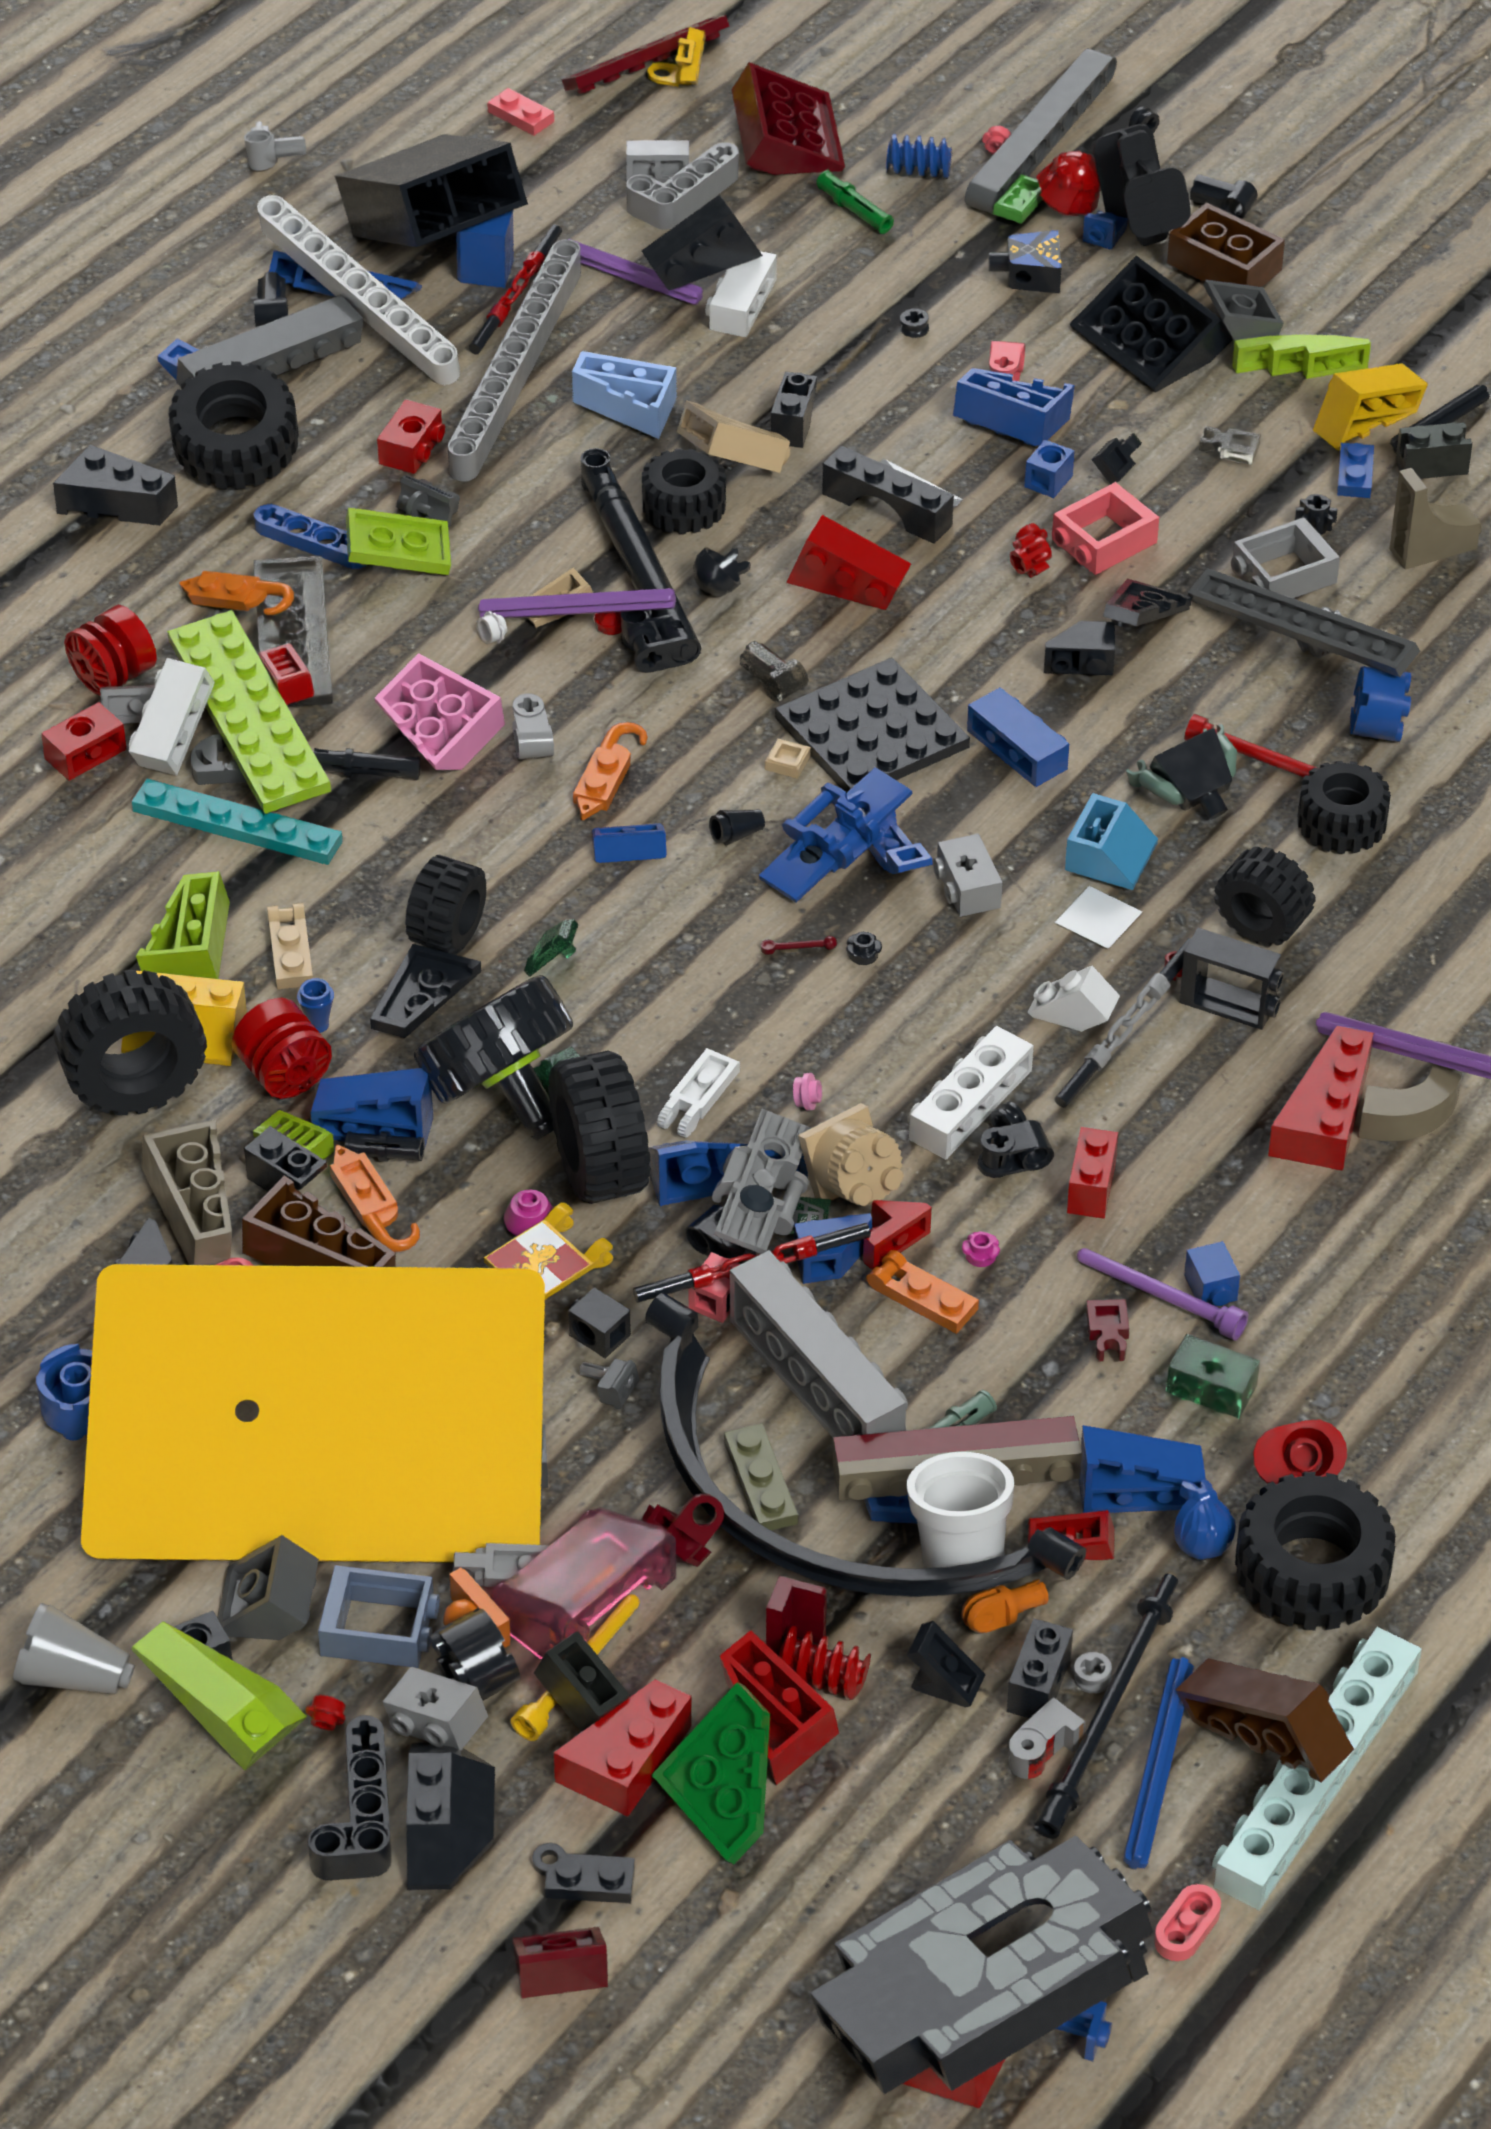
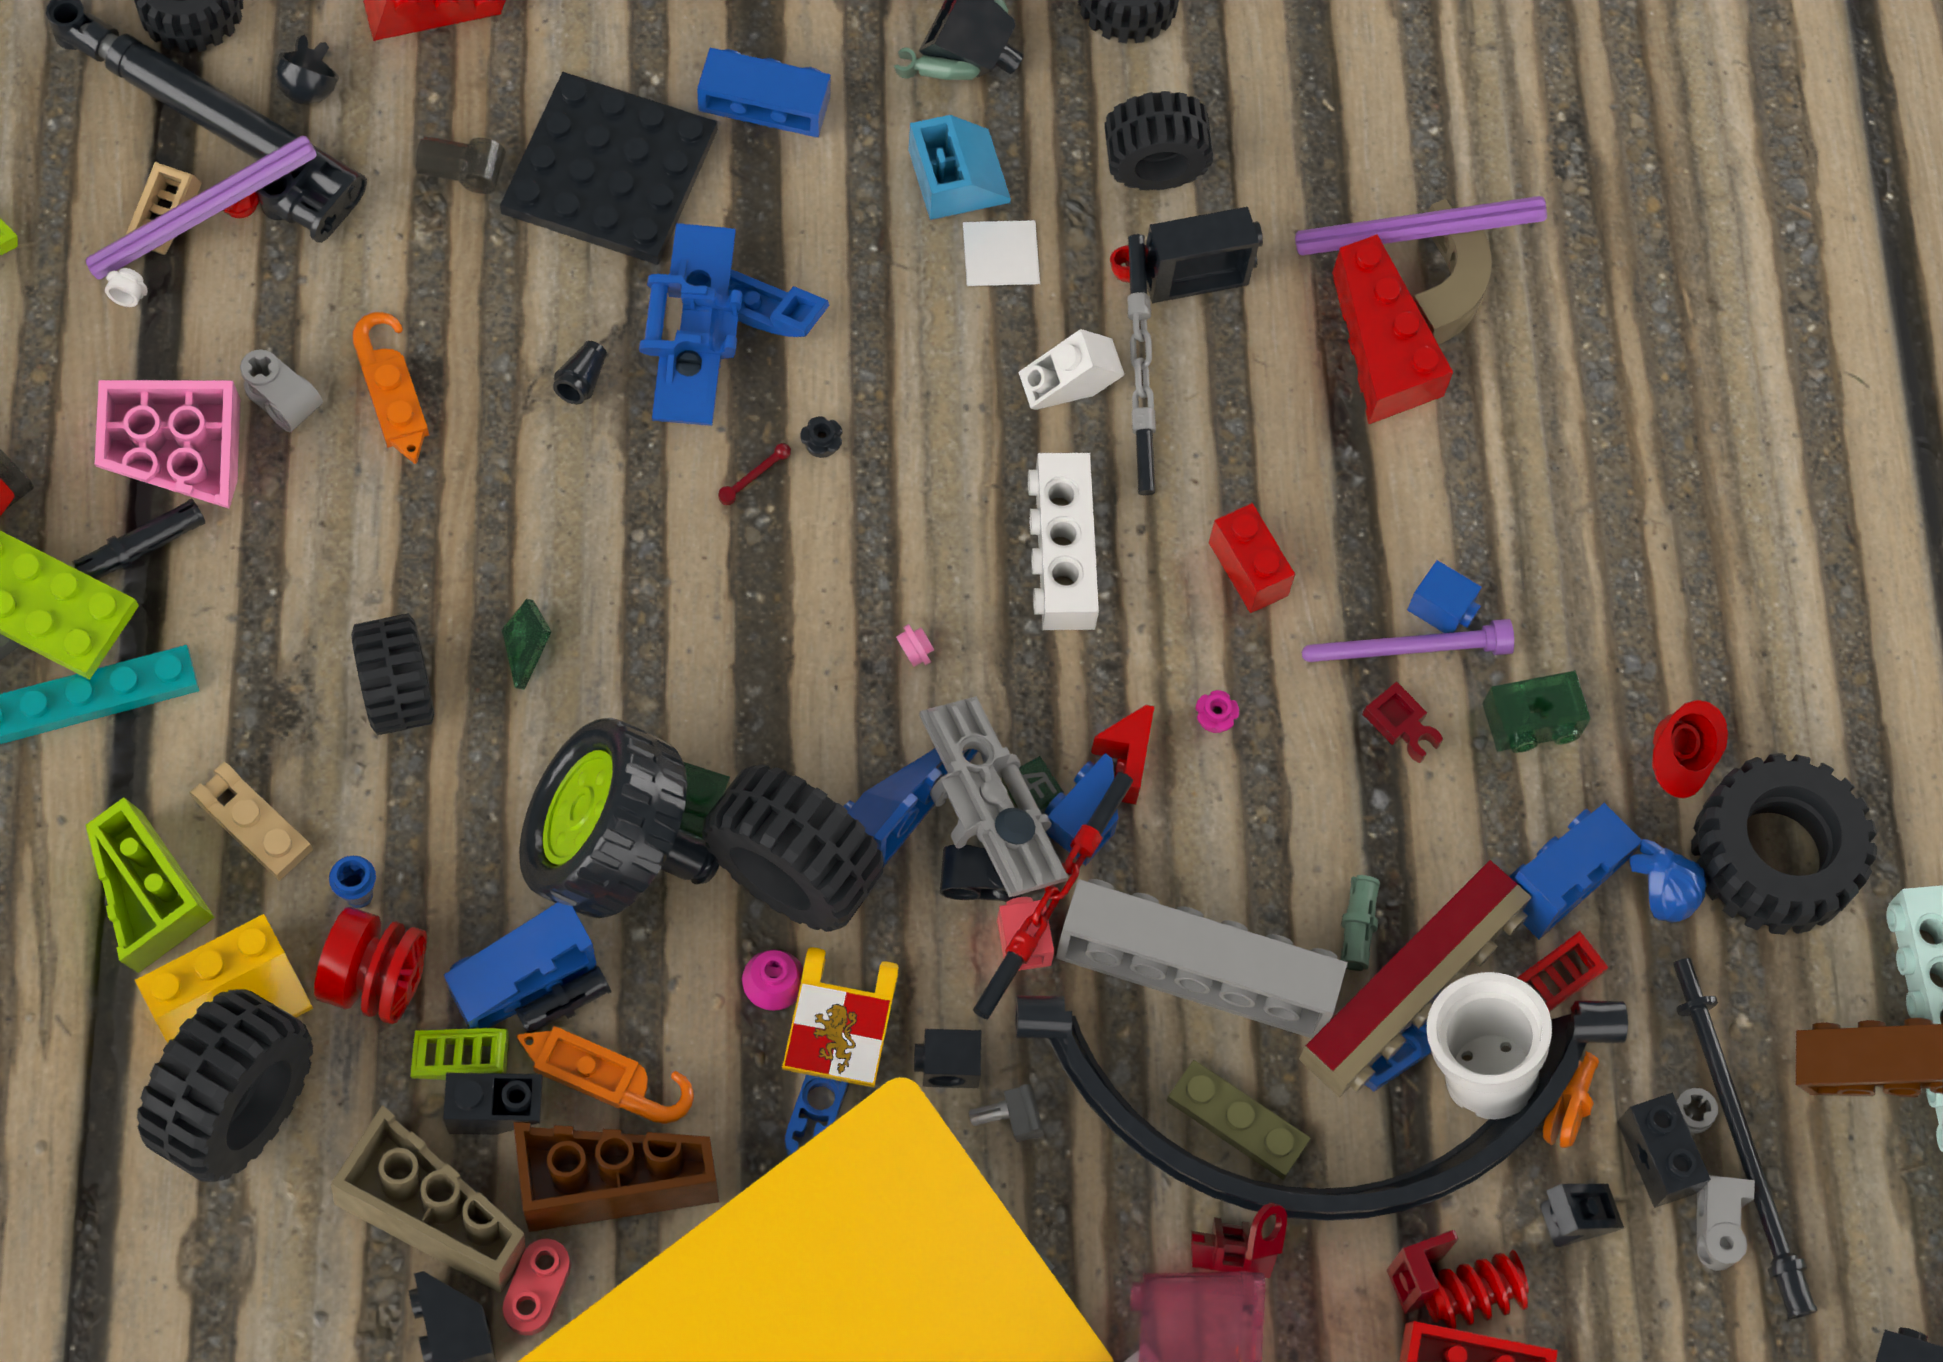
camera: 45 degrees left, 20 degrees up
(420, 988) = (435, 783): black wing -> none
(629, 843) = (487, 460): blue slope -> none
(698, 1091) = (811, 712): white hinge -> none
(787, 758) = (558, 256): tan tile -> none
(851, 1158) = (1044, 705): tan piece -> none
(922, 1292) = (1206, 799): orange plate -> none
(968, 875) = (855, 287): light grey brick -> none
(1007, 1115) = (1125, 549): black bush -> none
(1018, 1148) = (1159, 576): black piece -> none
(1157, 1767) = (1829, 1167): blue axle -> none

